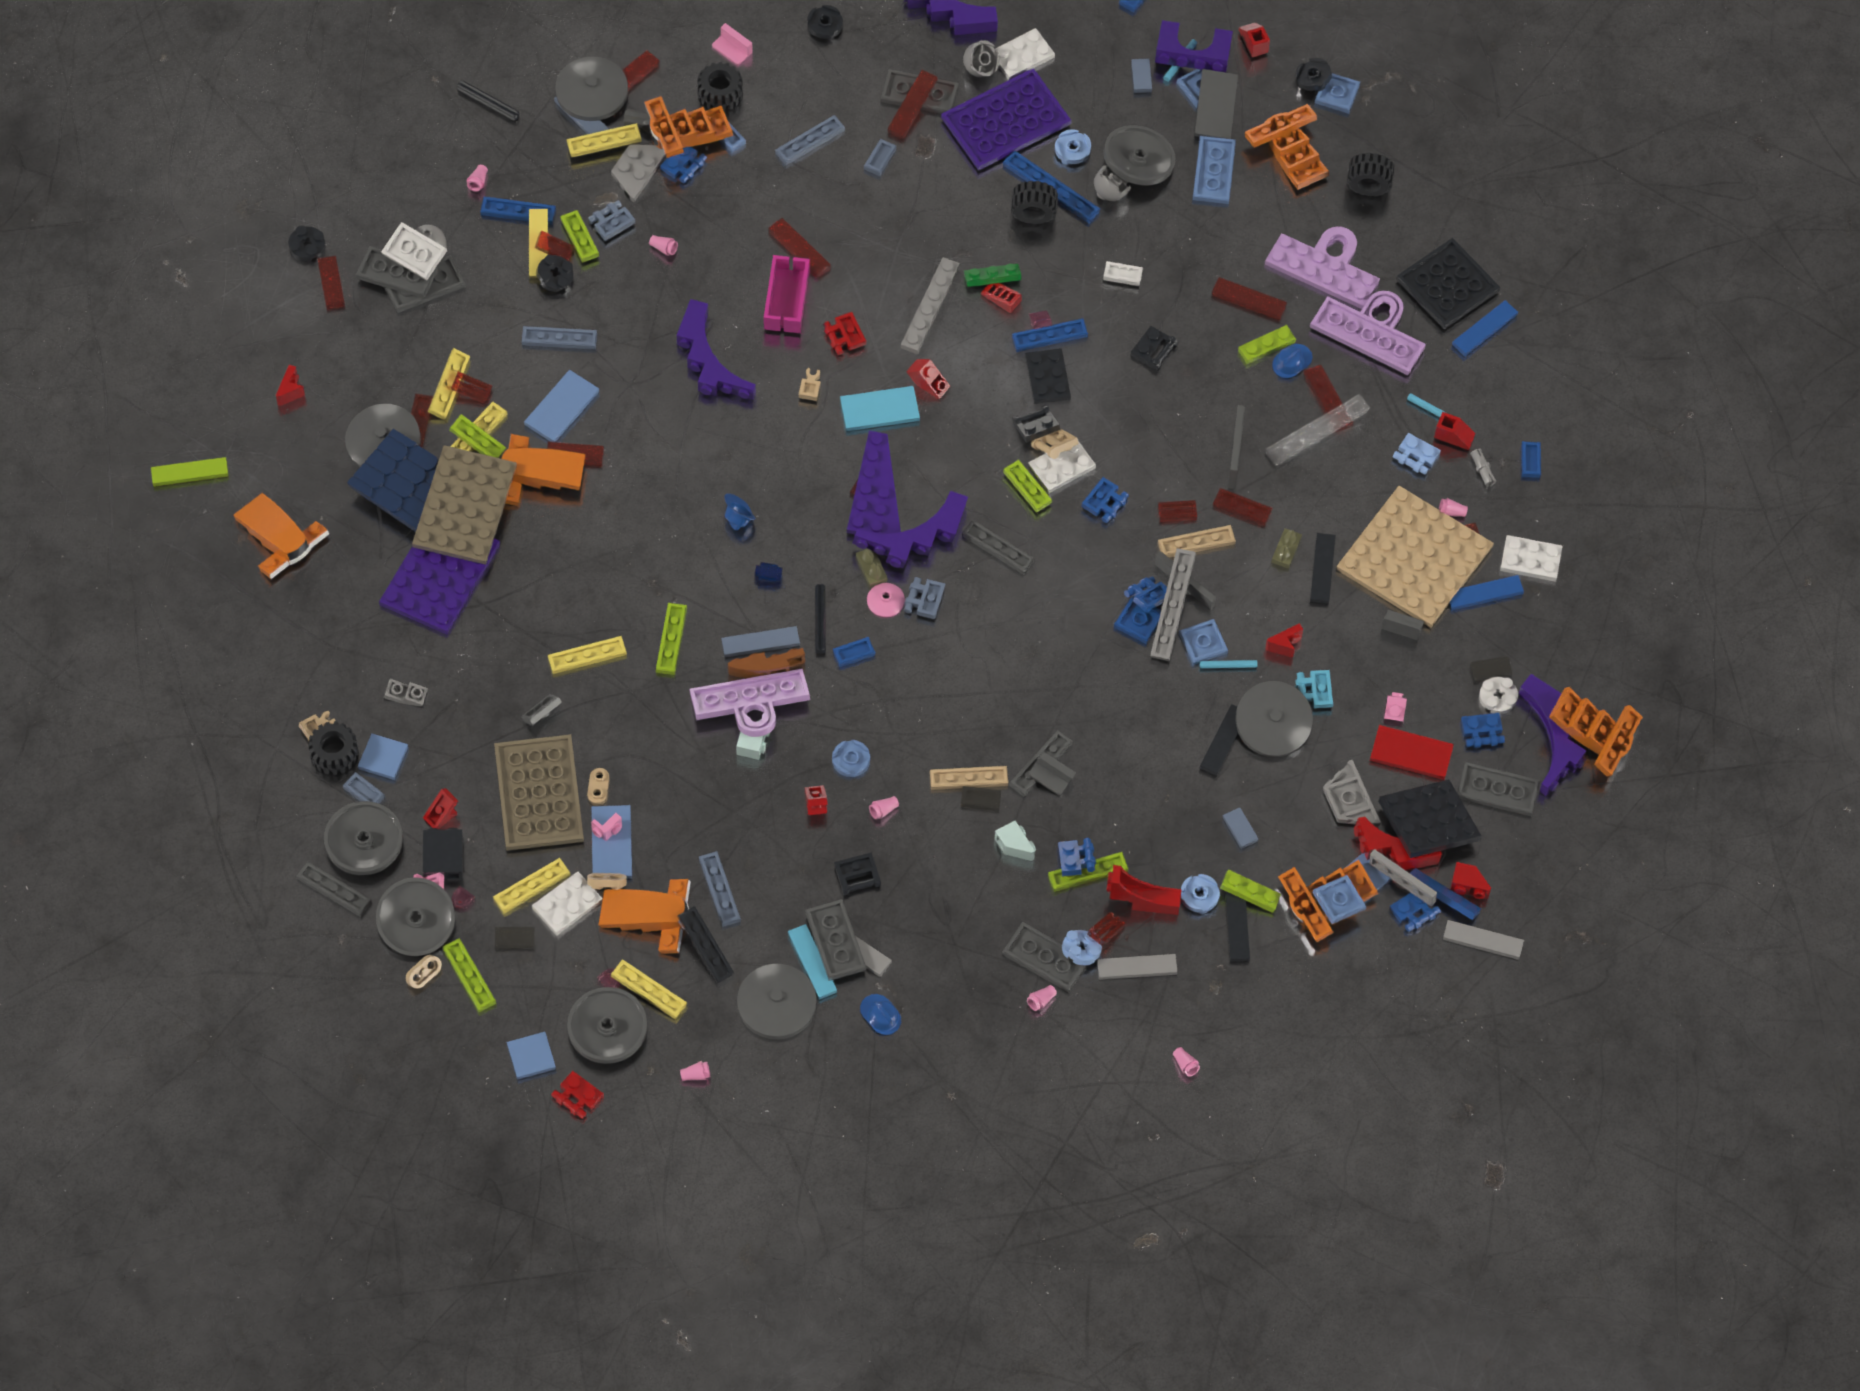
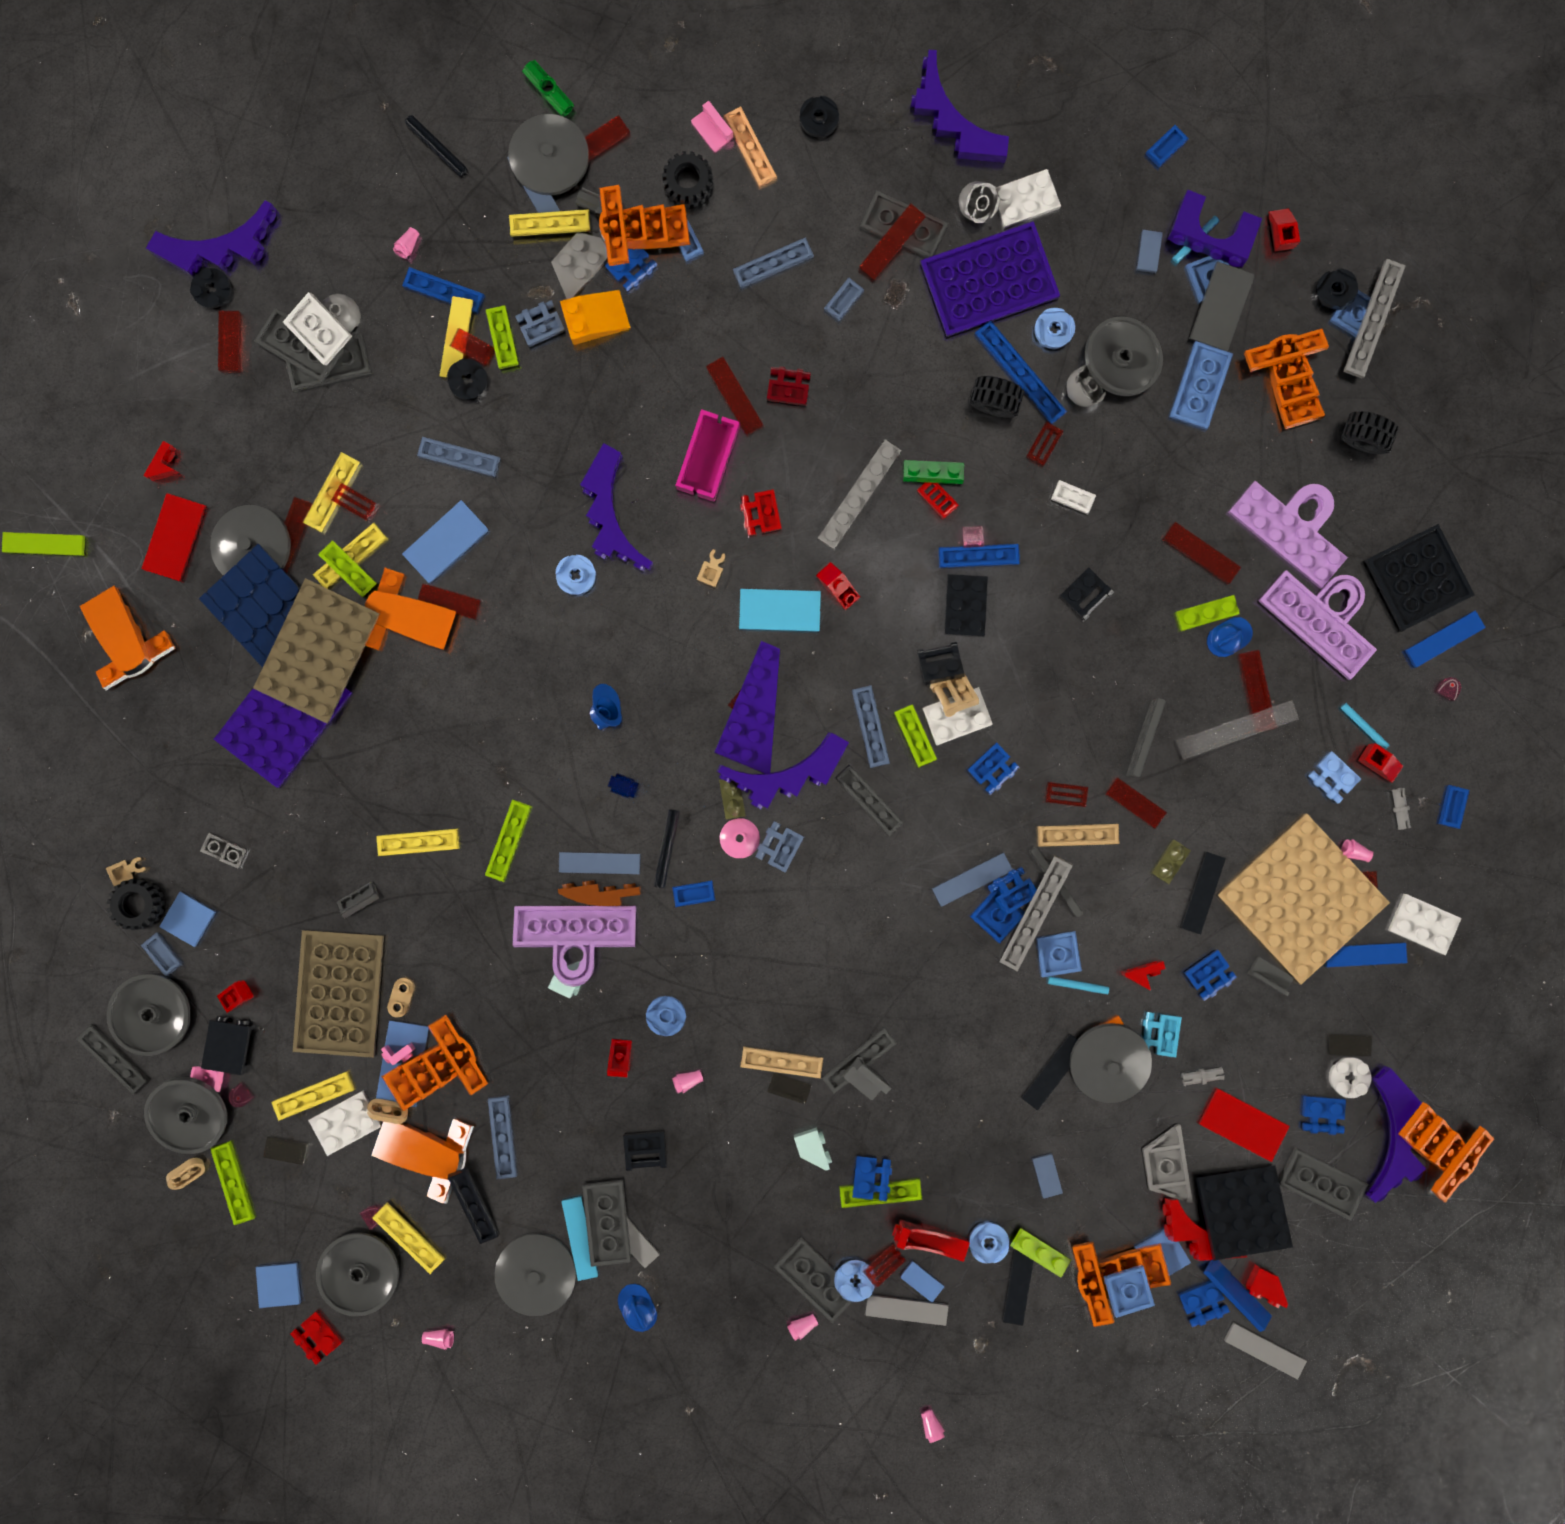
camera: 10 degrees right, 25 degrees up
(281, 219) = (218, 251): none -> dark purple arch
(310, 445) = (174, 537): none -> red tile
(573, 34) = (540, 80): none -> green piece
(645, 832) = (435, 1067): none -> orange slope
(658, 206) = (594, 316): none -> light orange slope
(665, 245) = (591, 366): bright pink cone -> none
(687, 421) = (575, 563): none -> light blue plate
(770, 56) = (750, 147): none -> light nougat tile
(846, 235) = (785, 391): none -> dark red plate
(985, 487) = (870, 726): none -> sand blue tile
(1082, 250) = (1036, 458): none -> clear red tile
(1106, 595) = (972, 879): none -> sand blue tile
(1145, 939) = (922, 1281): none -> medium blue tile
(1343, 628) = (1206, 970): none -> blue plate
(1351, 90) = (1374, 318): none -> light grey plate
(1362, 718) = (1202, 1076): none -> light grey pin
(1395, 706) = (1240, 1071): bright pink bracket -> none
(1403, 878) = (1200, 1276): light grey tile -> none
(1499, 366) = (1449, 688): none -> clear pink tile

